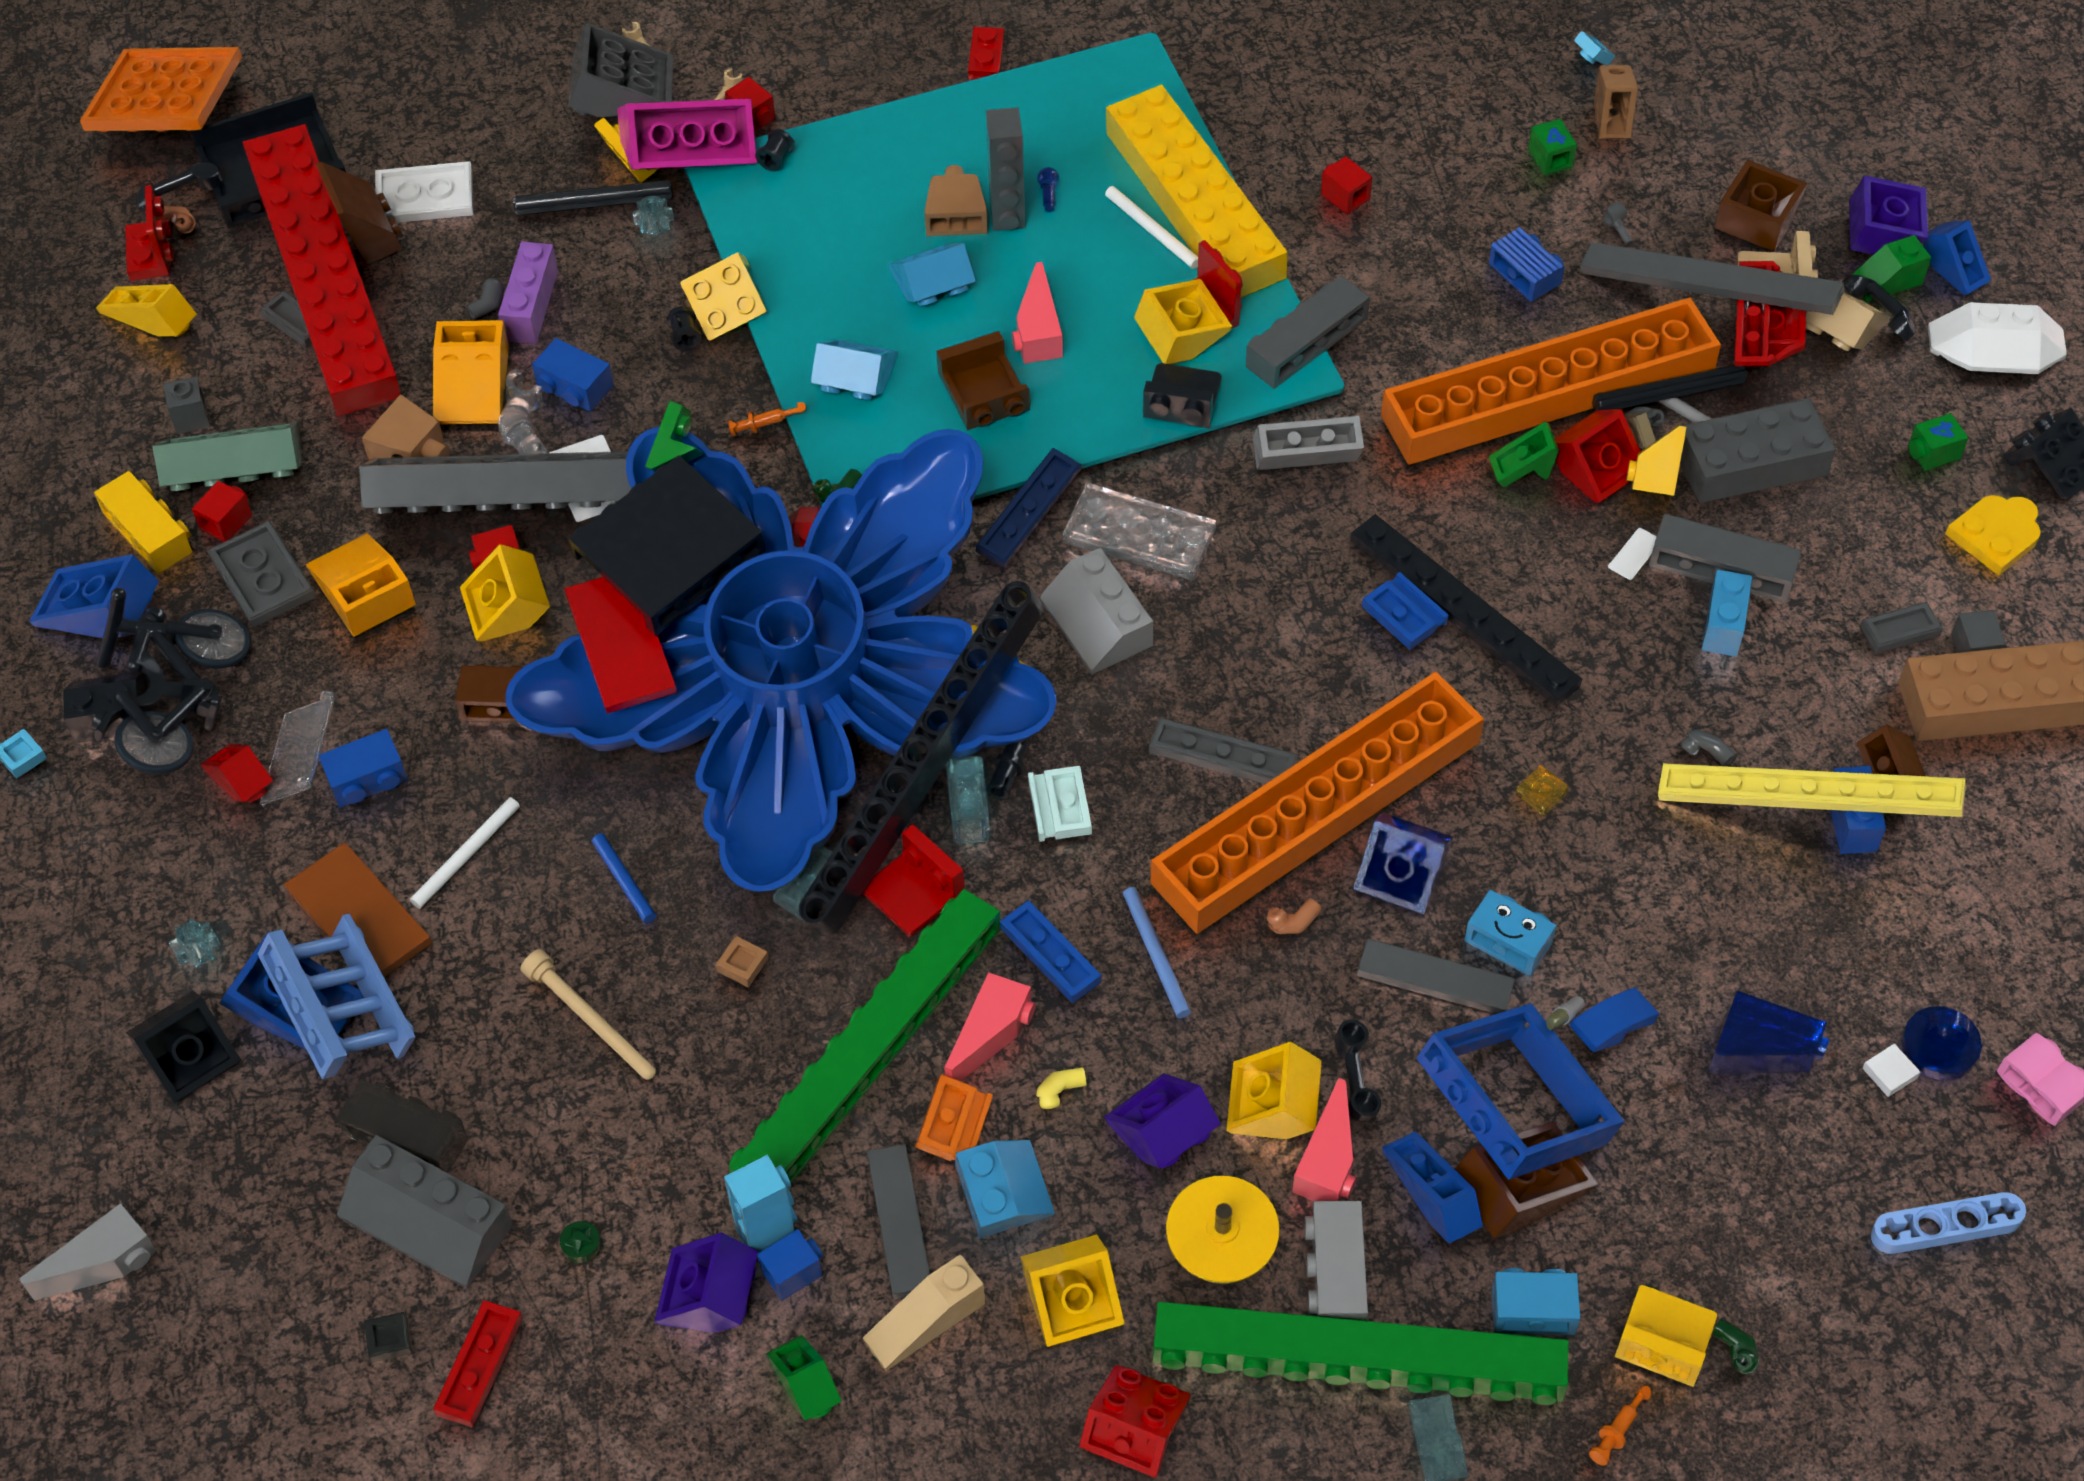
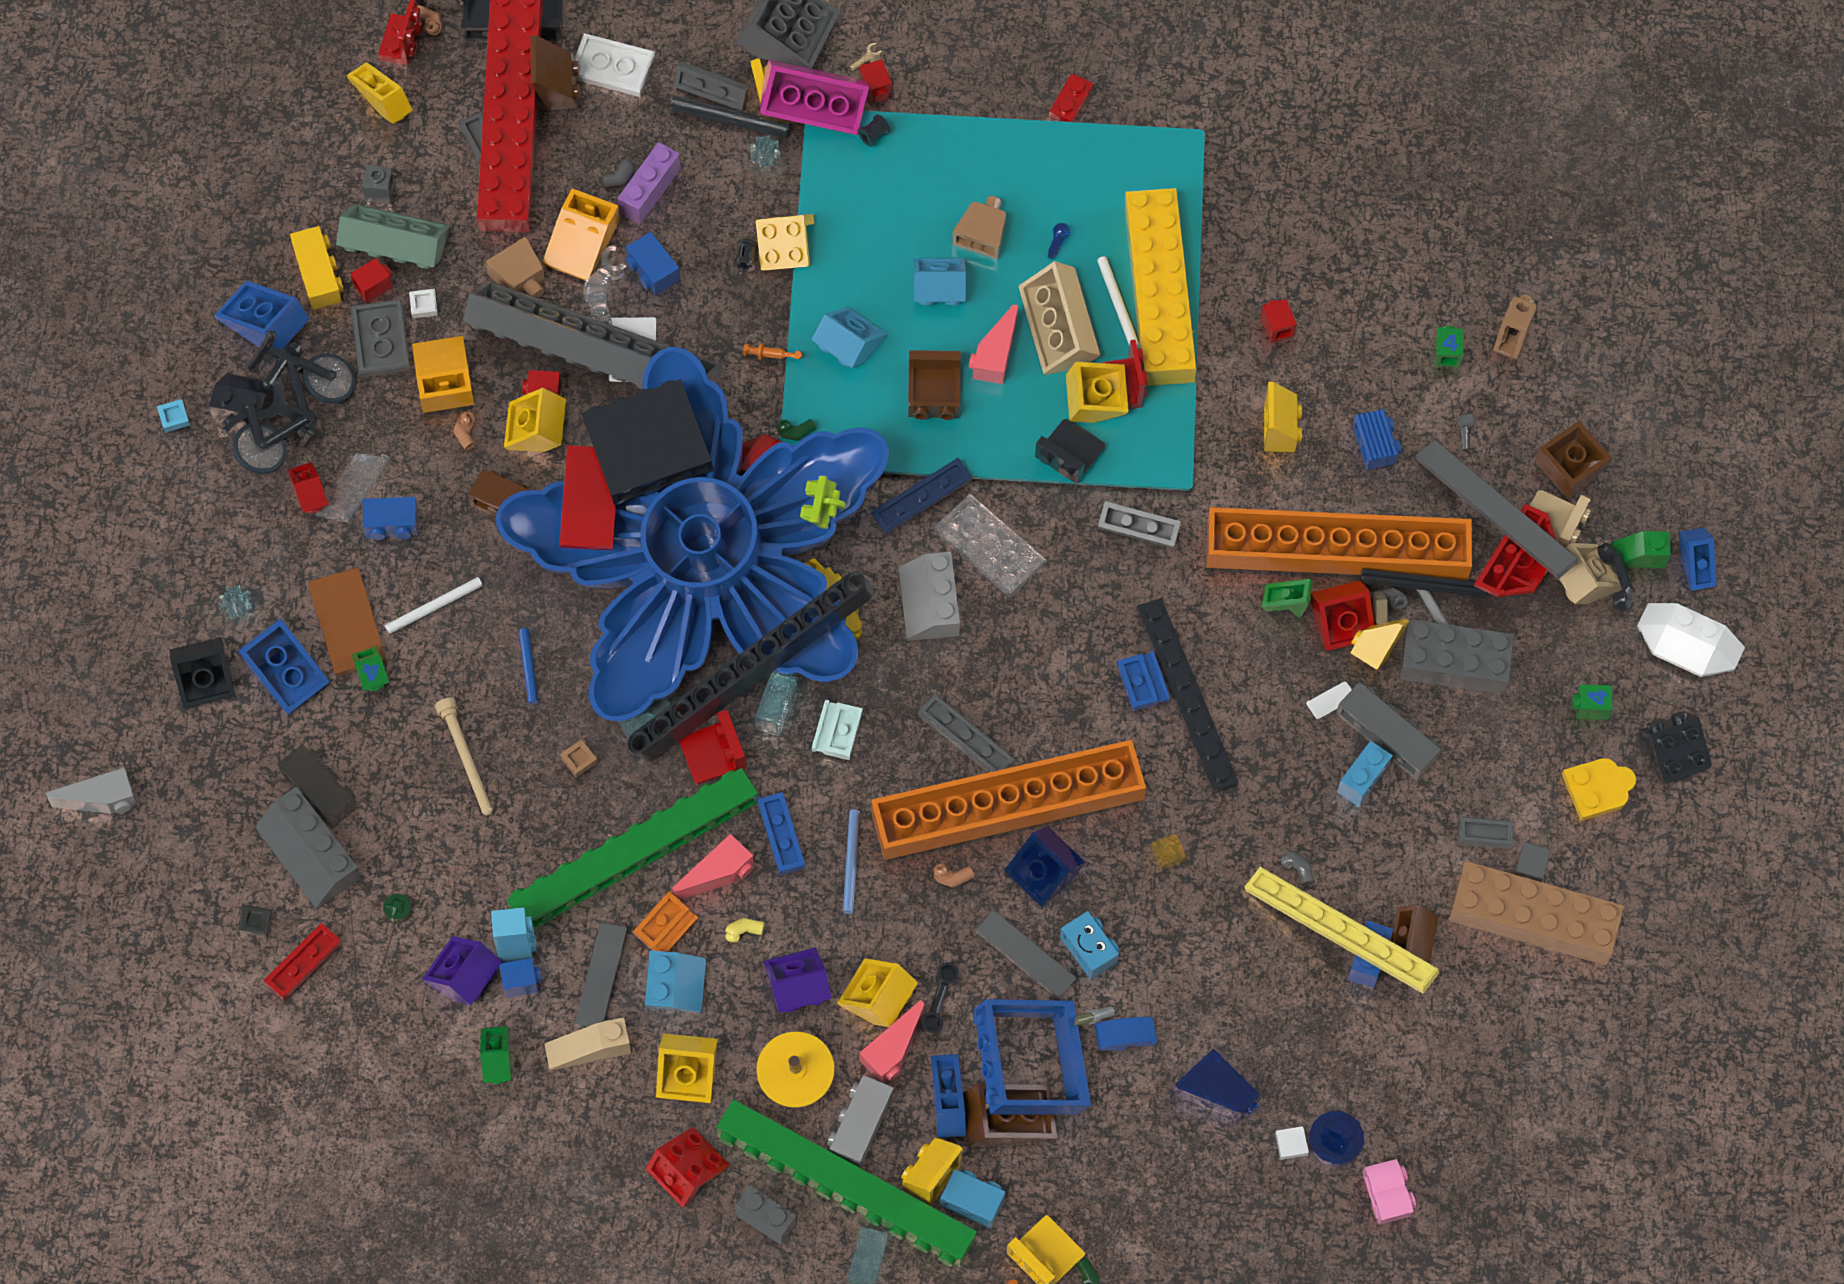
camera: 20 degrees right, 10 degrees up
(300, 516) = (423, 303): none -> white tile
(314, 1019) = (286, 692): medium blue fence -> none
(414, 636) = (463, 428): none -> nougat arm
(414, 954) = (370, 669): none -> green brick
(556, 171) = (711, 86): none -> dark grey hinge
(667, 443) = (679, 364): green slope -> none
(929, 531) = (825, 502): none -> lime hips
(1005, 168) = (1020, 224): dark grey brick -> none
(1008, 766) = (811, 693): black pin -> none
(1093, 263) = (1058, 318): none -> tan slope
(1275, 1438) = (765, 1215): none -> dark grey brick
(1307, 331) = (1183, 435): dark grey brick -> none
(1407, 280) = (1281, 419): none -> yellow slope
(1466, 1283) = (932, 1170): none -> yellow slope
(1593, 49) = (1527, 273): medium azure plate -> none
(1885, 213) = (1663, 505): dark purple slope -> none
(1946, 1217) = (1268, 1263): light blue beam -> none

